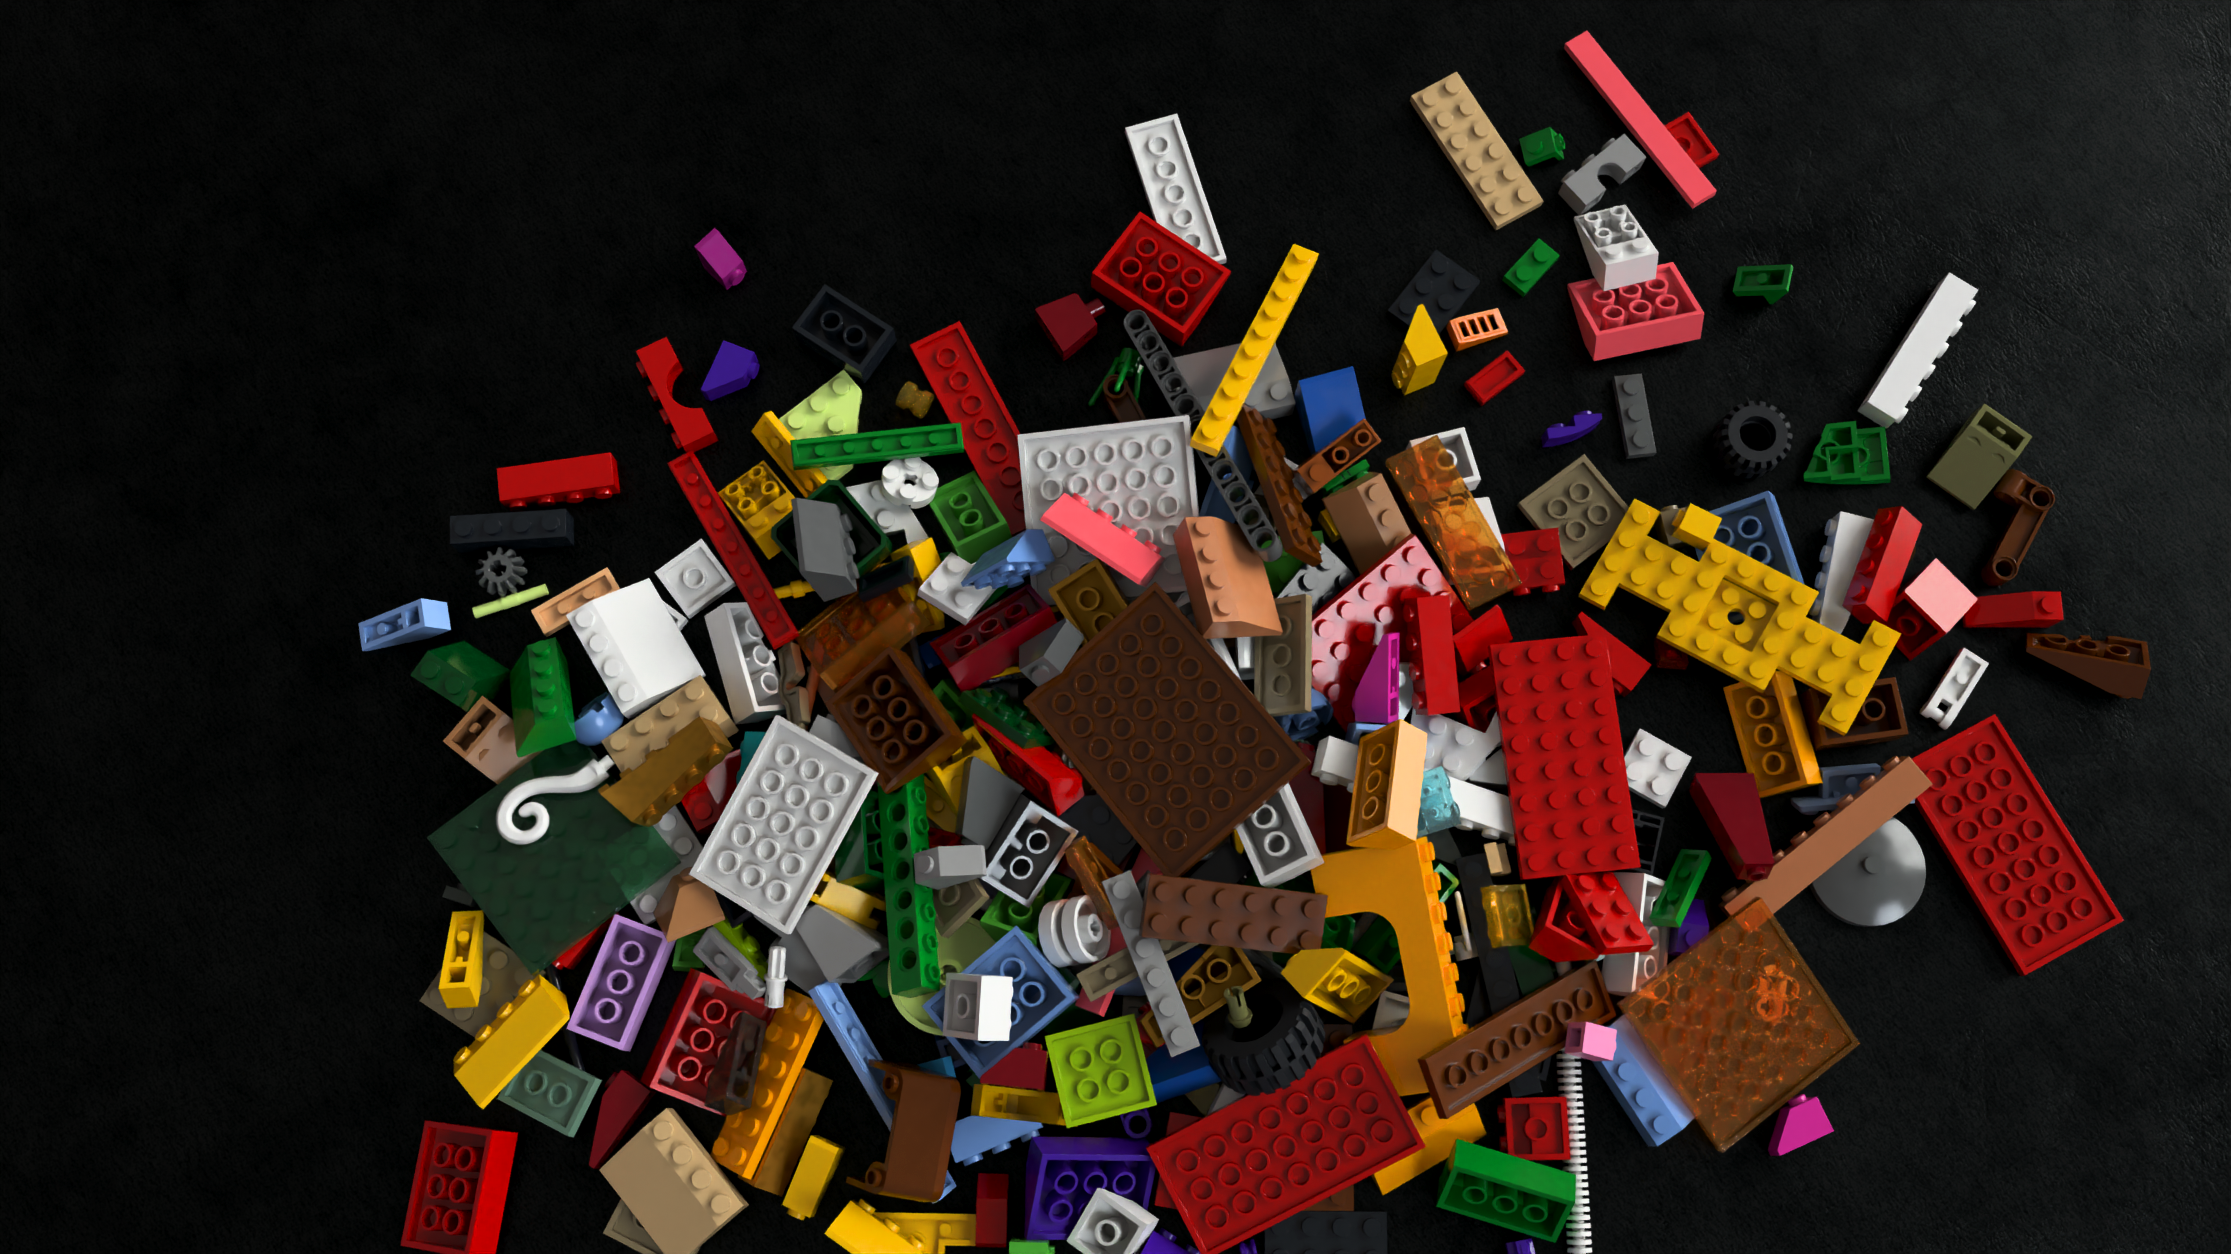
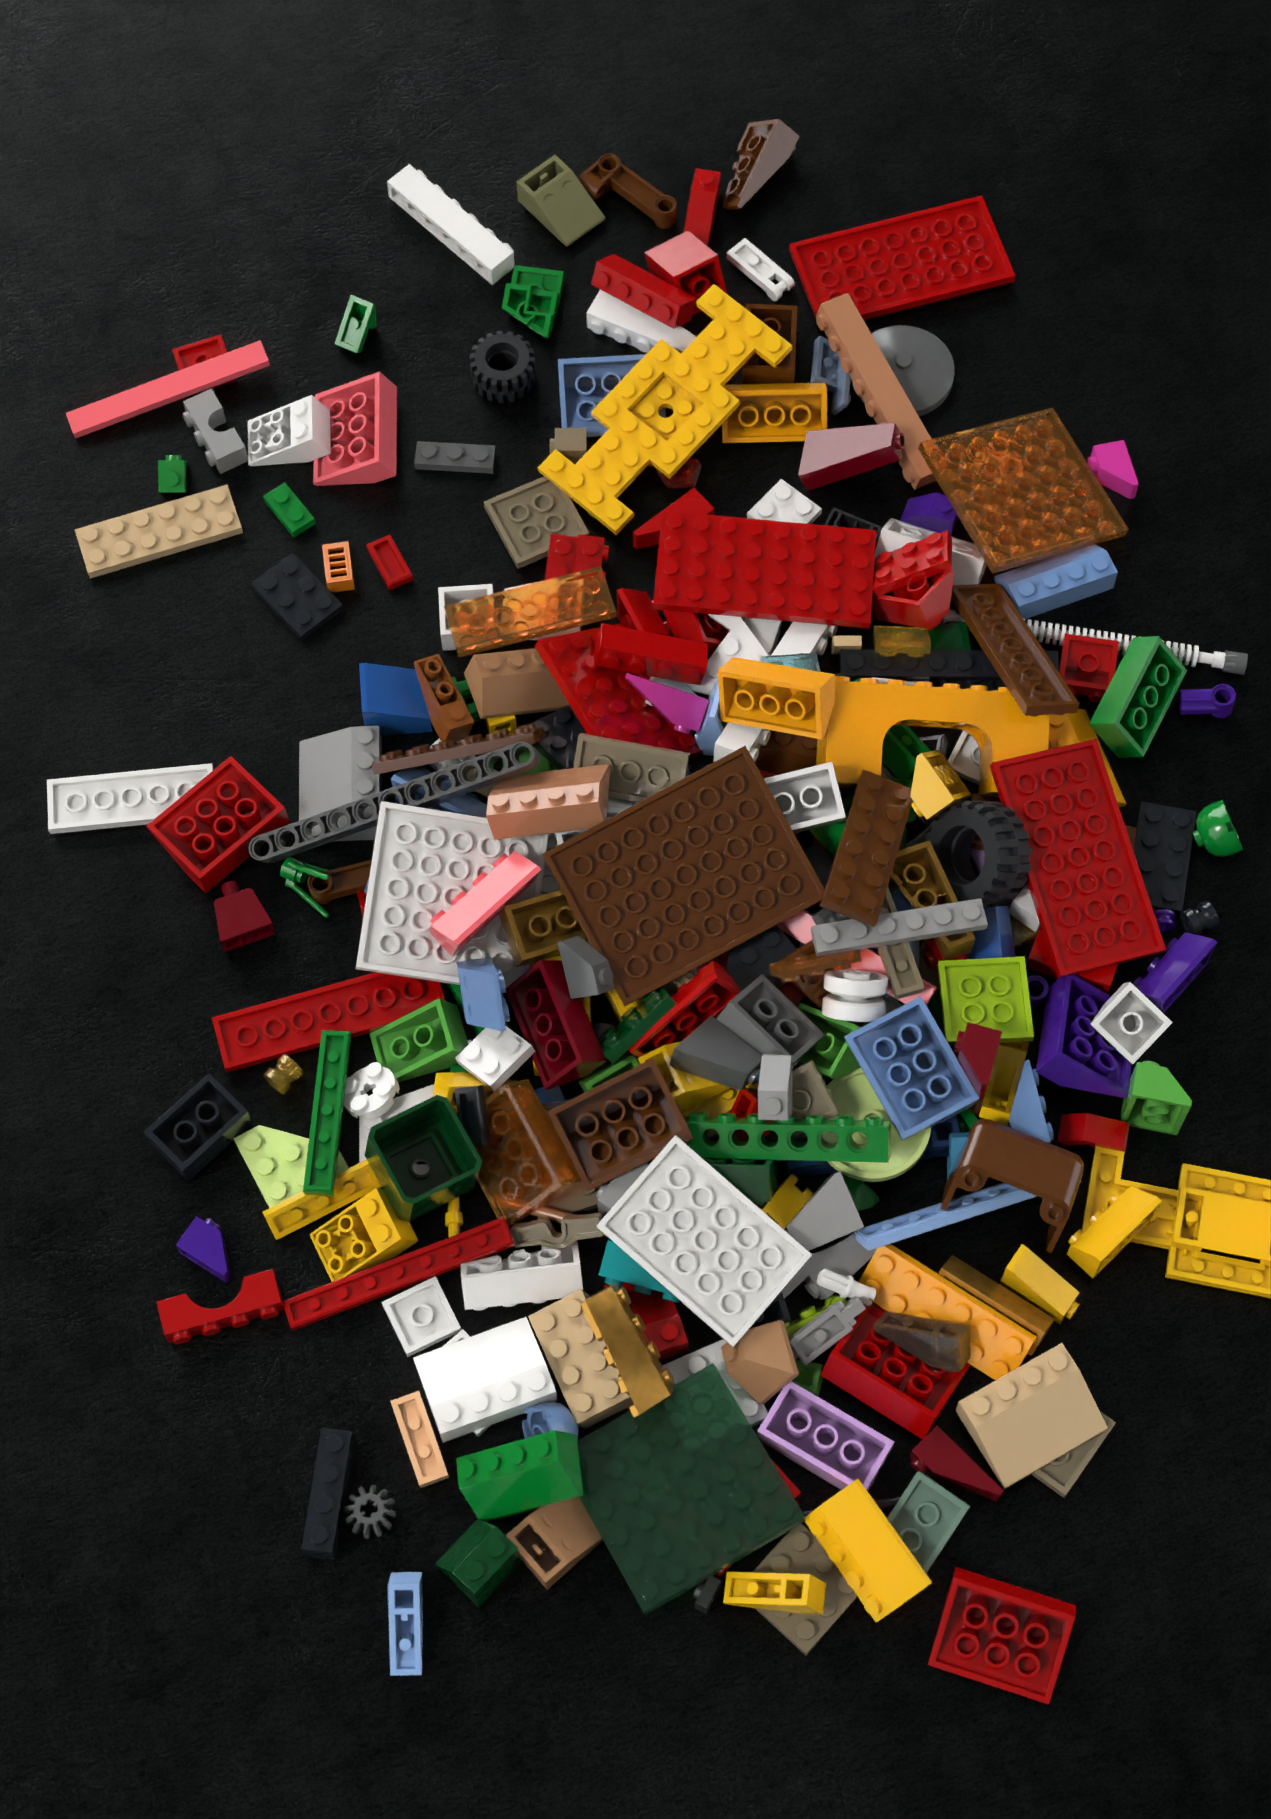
camera: 75 degrees left, 10 degrees down
(510, 600) = (402, 1510): yellowish green piece -> none
(558, 481) = (284, 1440): red brick -> none
(582, 780) = (616, 1443): white plant -> none
(720, 259) = (86, 1236): magenta slope -> none
(825, 548) = (439, 1148): dark grey slope -> none
(977, 1006) = (914, 1082): white slope -> none
(1238, 1014) = (956, 864): olive pin -> none
(1253, 351) = (320, 744): yellow plate -> none
(1419, 355) = (354, 610): yellow slope -> none
(1579, 425) = (456, 507): dark purple slope -> none
(1590, 1041) = (1023, 597): bright pink brick -> none
(1680, 888) = (897, 508): green plate -> none
(1695, 526) = (577, 422): yellow brick -> none

